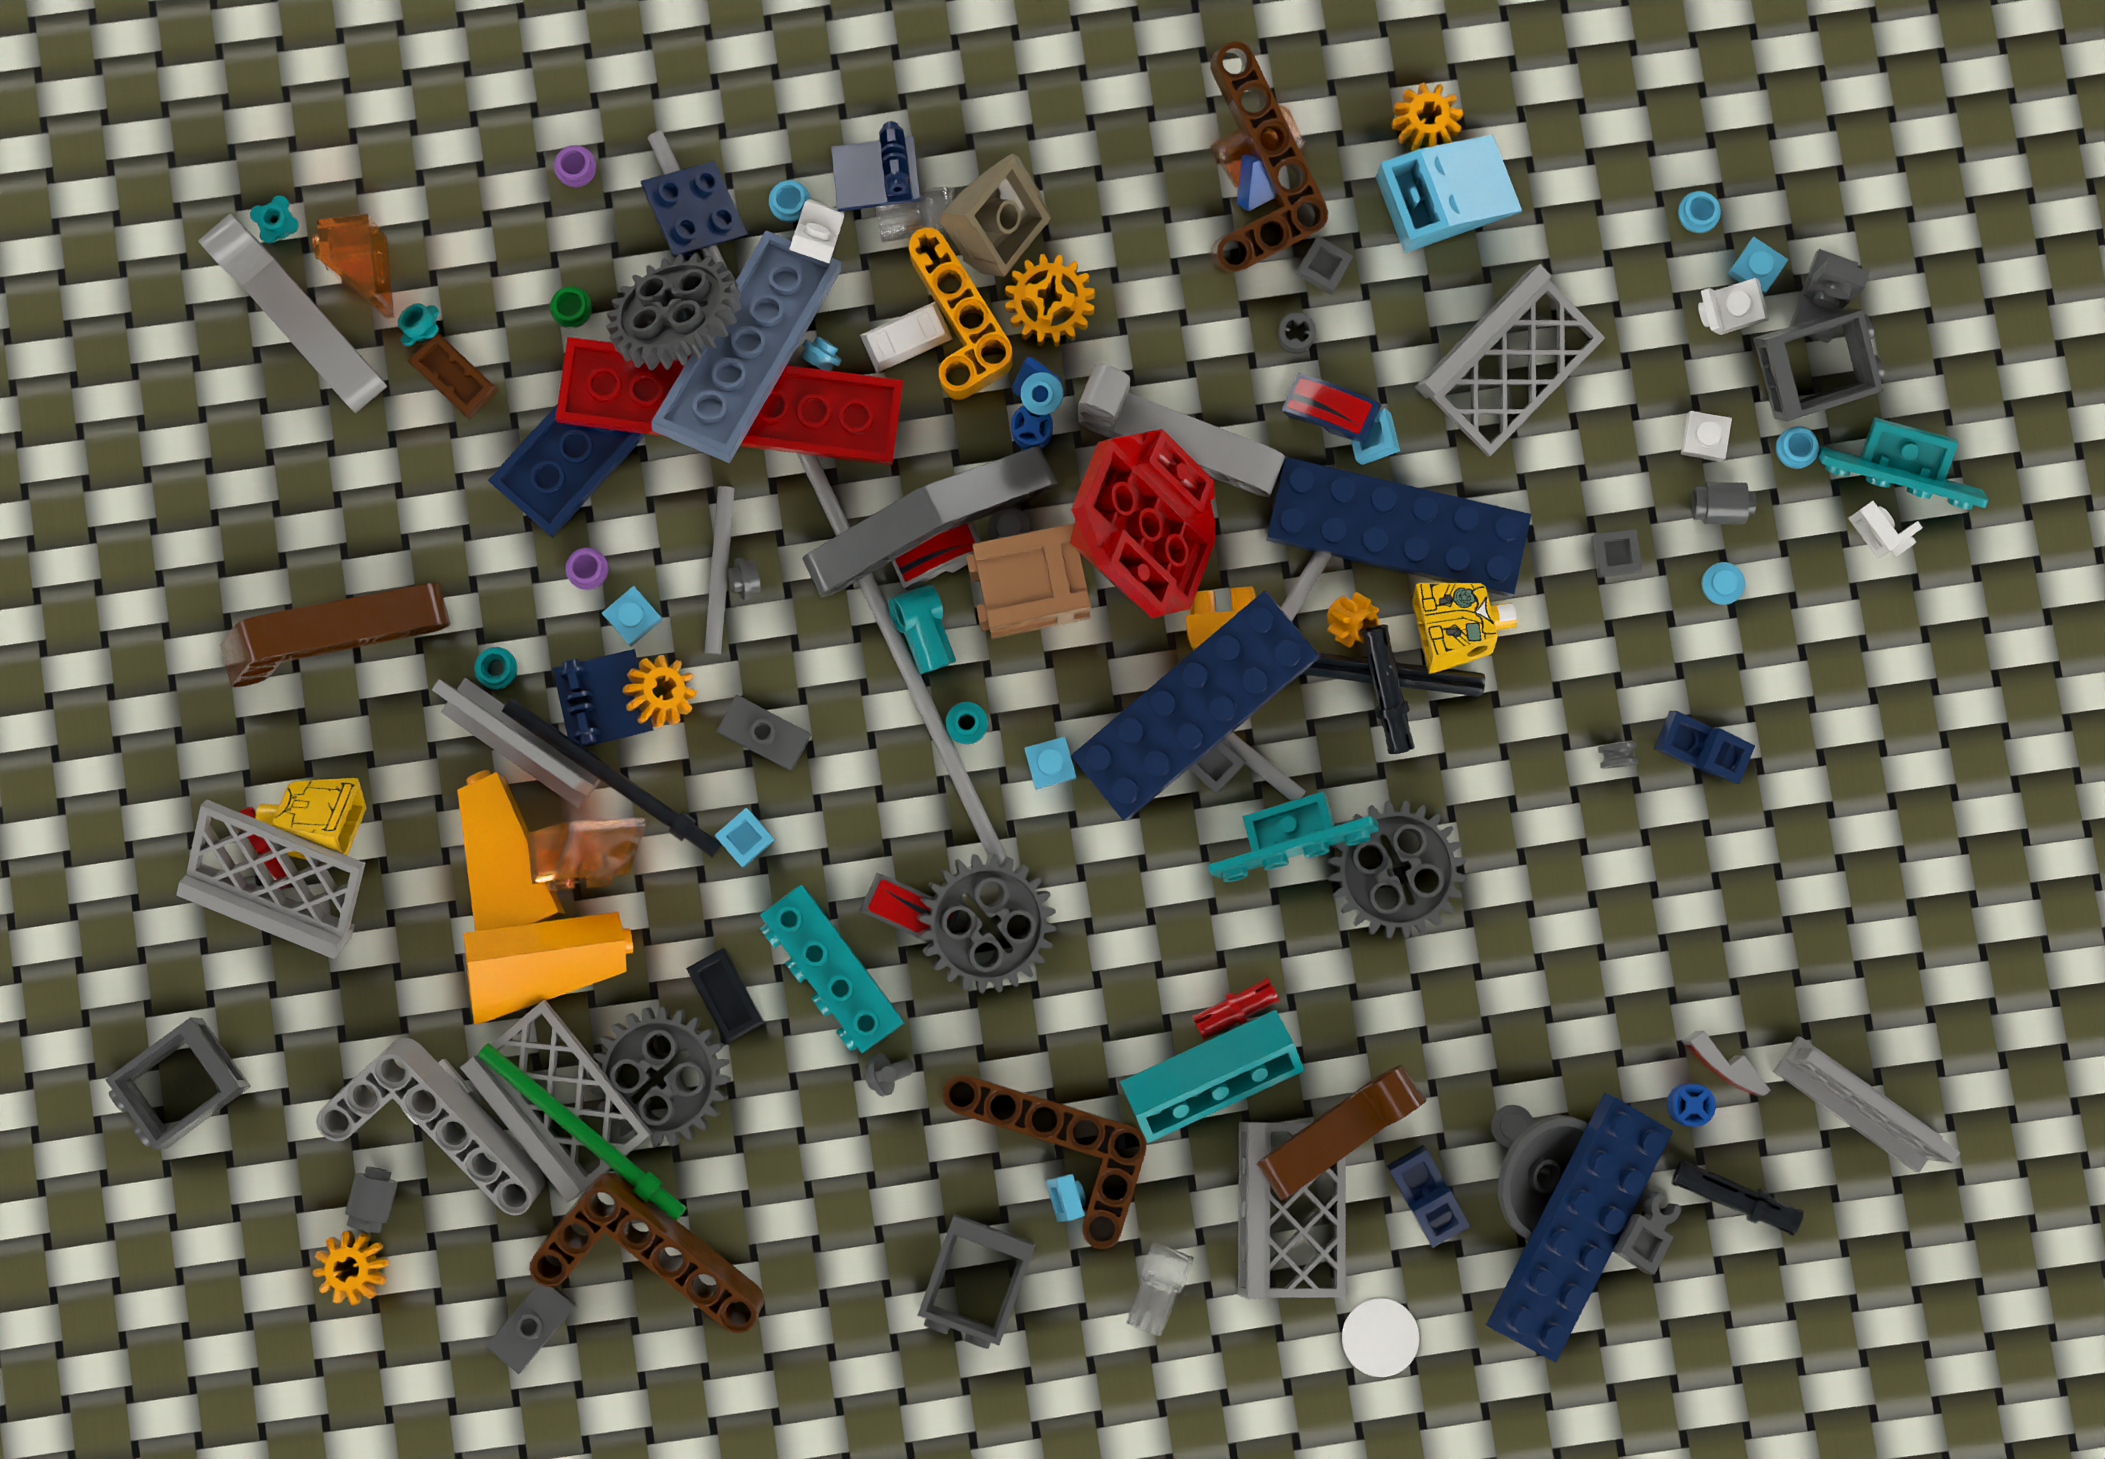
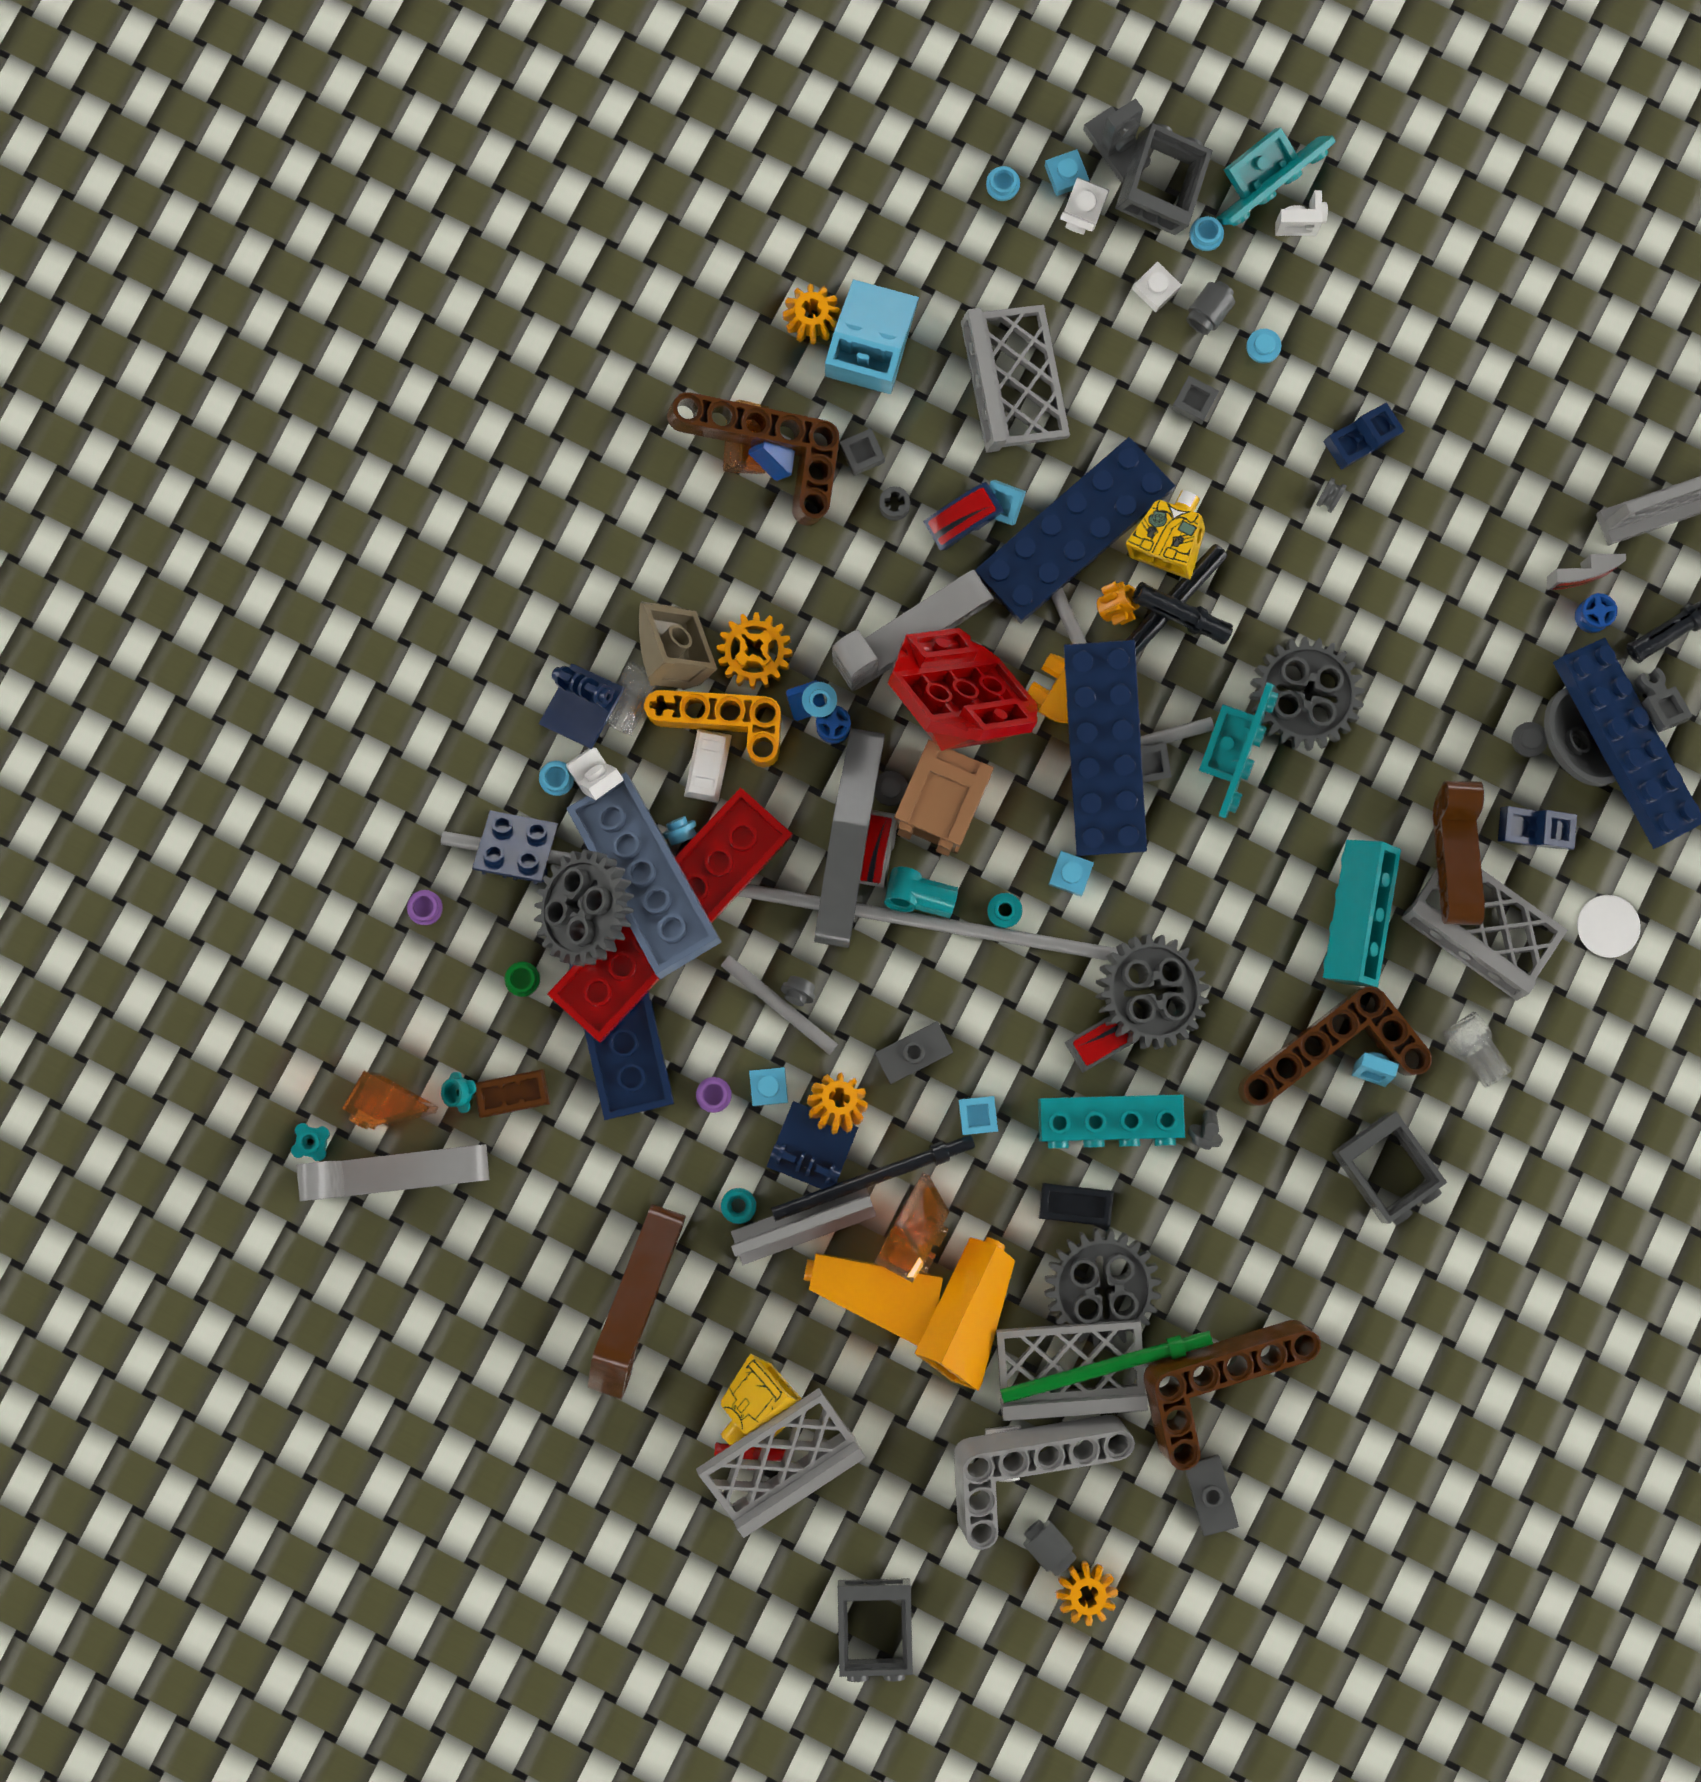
camera: 55 degrees left, 0 degrees up
(1236, 1008) = (1325, 865): red pin -> none

